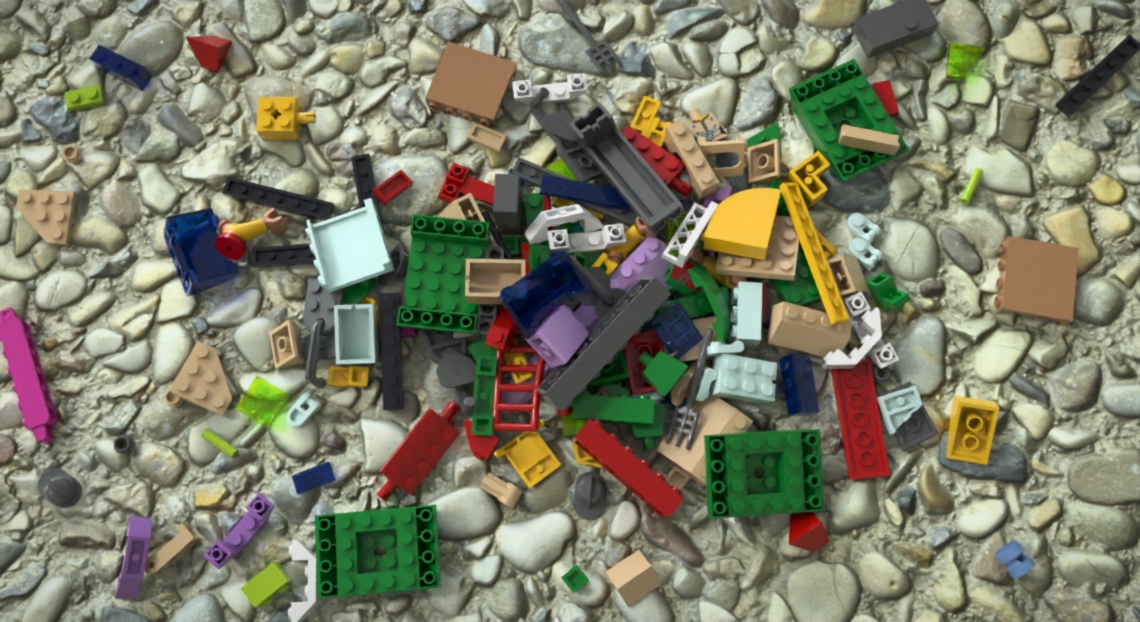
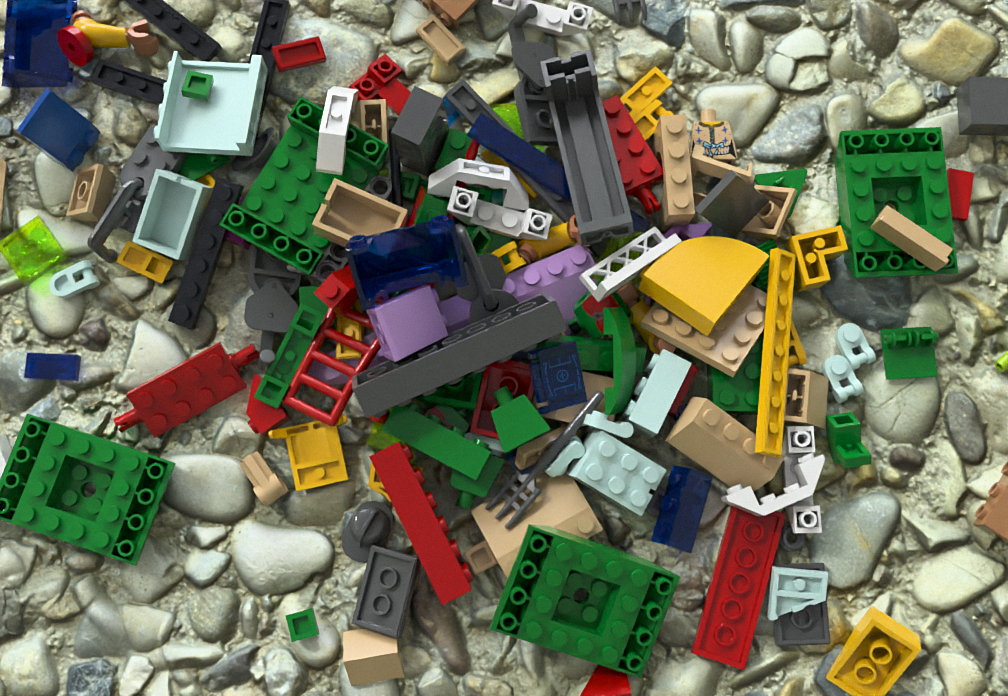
camera: 20 degrees right, 5 degrees up
(249, 309) = (58, 130): none -> blue slope
(333, 237) = (197, 85): none -> green plate
(448, 227) = (334, 129): none -> white slope
(623, 529) = (386, 591): none -> dark grey tile
(740, 166) = (731, 204): none -> dark grey tile
(901, 217) = (909, 352): none -> green hinge

